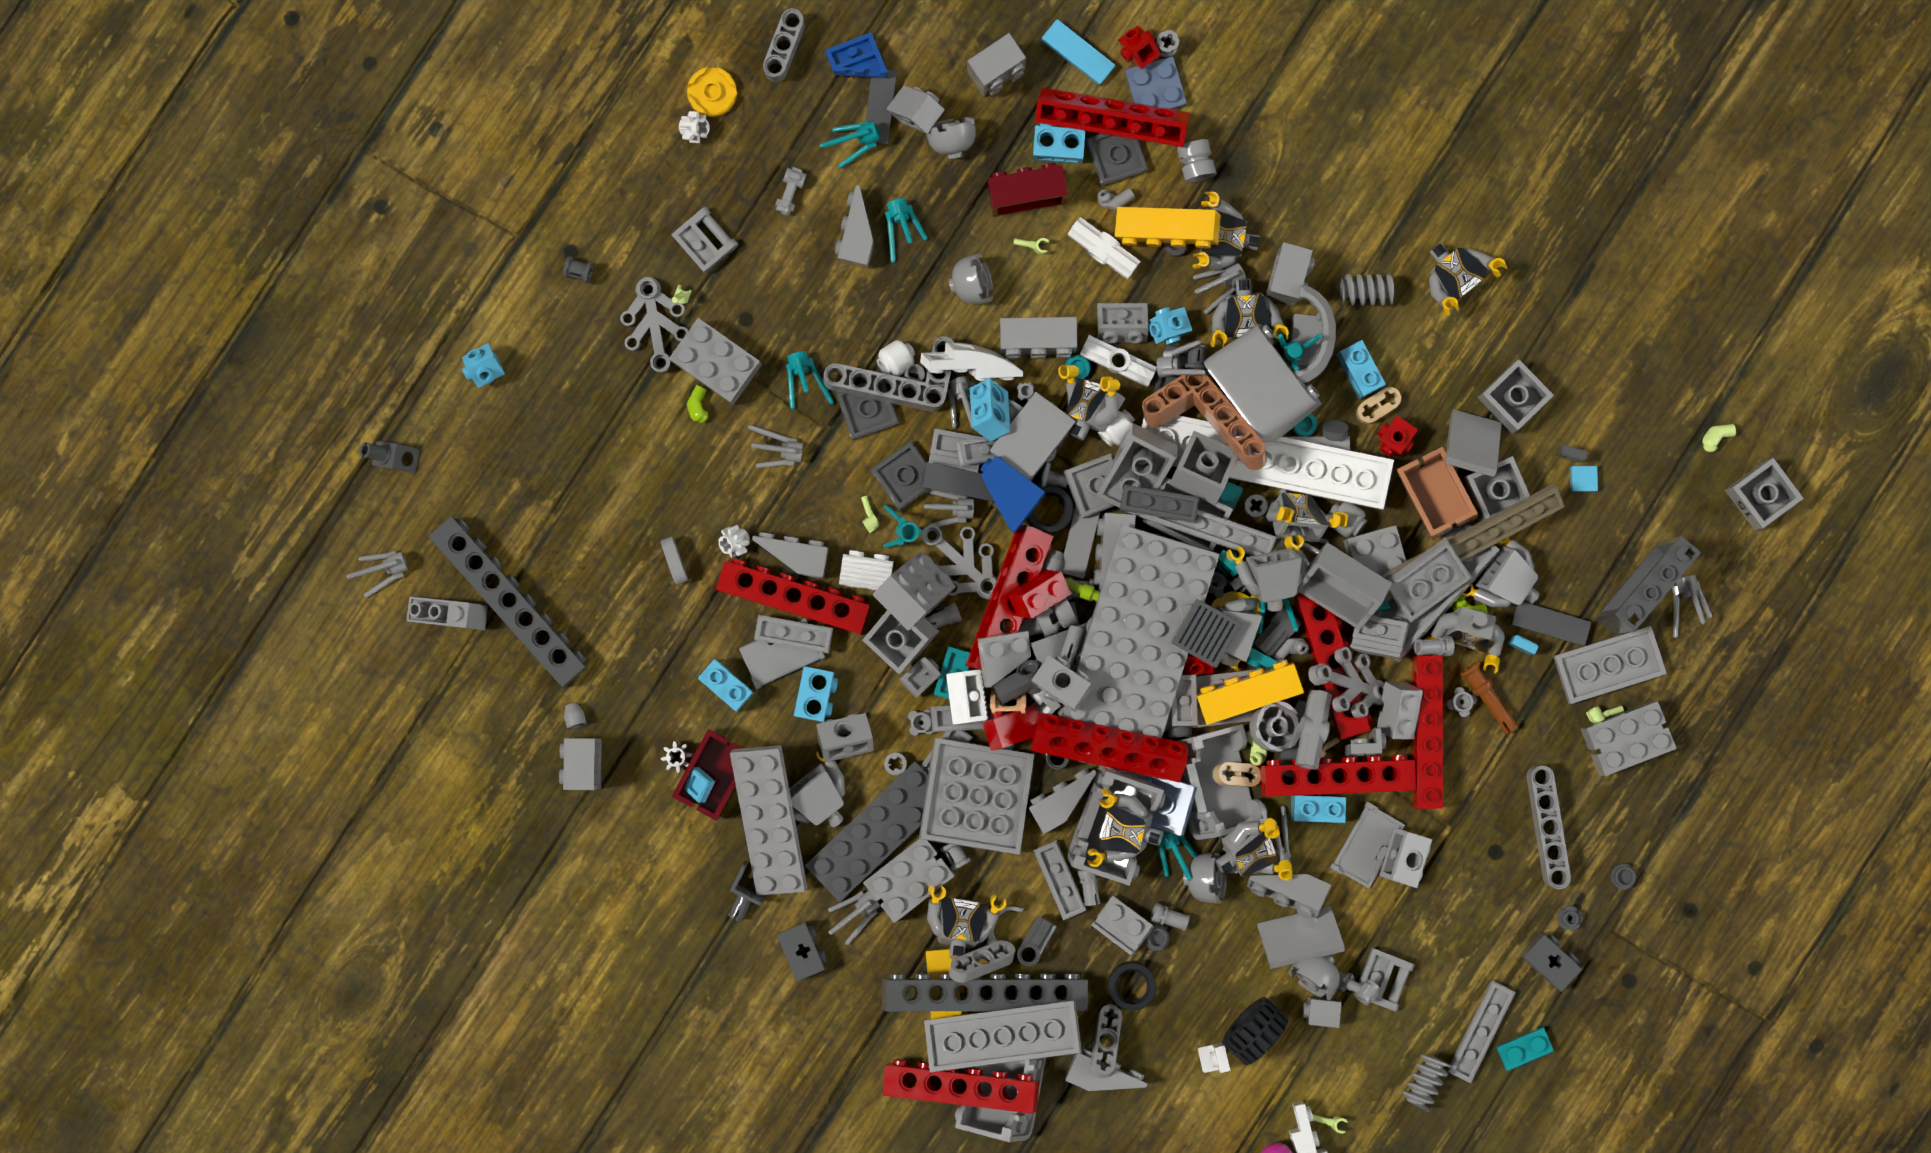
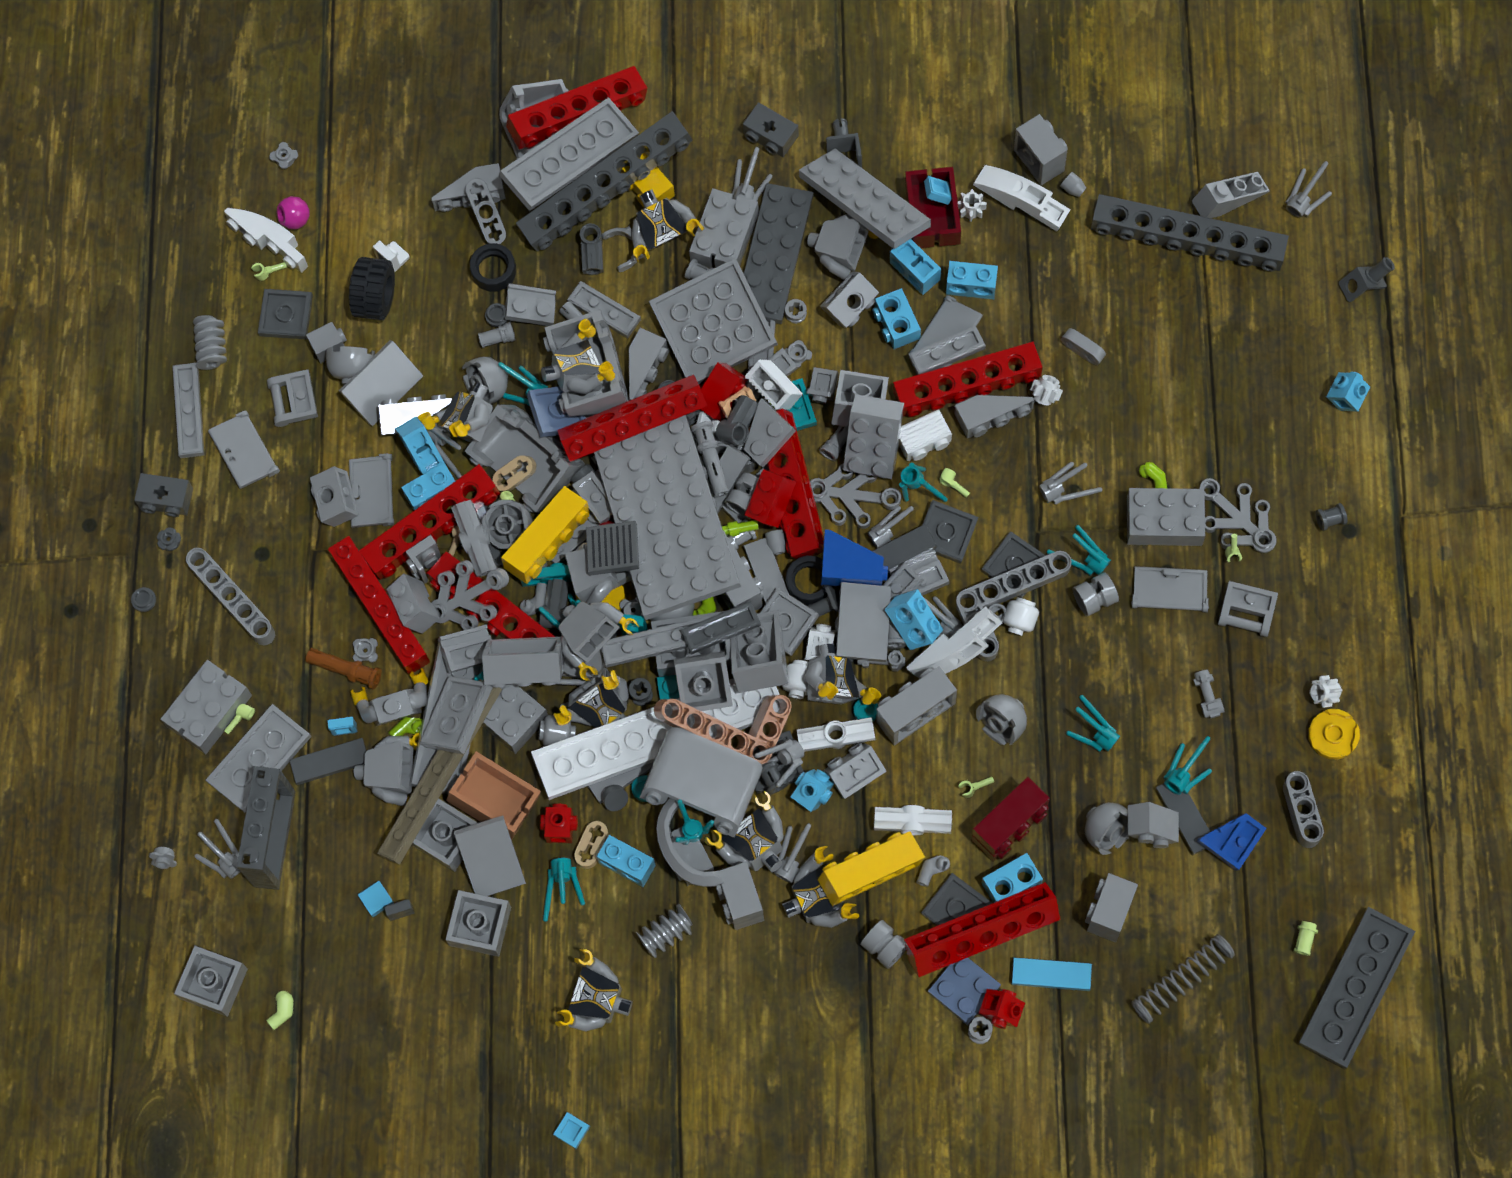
camera: 150 degrees right, 15 degrees down
(627, 734) = (1022, 193): none -> white slope
(750, 296) = (1170, 592): none -> light grey door
(765, 726) = (915, 266): none -> medium azure brick
(830, 335) = (1096, 594): none -> light grey wheel
(857, 239) = (1123, 692): light grey slope -> none
(974, 969) = (637, 189): light grey beam -> none
(1070, 696) = (715, 425): light grey brick -> none
(1076, 450) = (818, 636): none -> white bracket
(1305, 850) = (419, 445): none -> medium azure brick
(1340, 1067) = (285, 314): none -> dark grey tile
(1365, 992) = (300, 372): light grey bar -> none
(1418, 398) = (561, 872): none -> teal plant
(1440, 646) = (415, 671): light grey pin -> none
(1453, 958) = (248, 455): none -> light grey door
(1524, 1048) = (144, 419): teal plate -> none
(1542, 183) = (571, 1130): none -> medium azure tile
(1740, 629) = (163, 858): none -> light grey plate

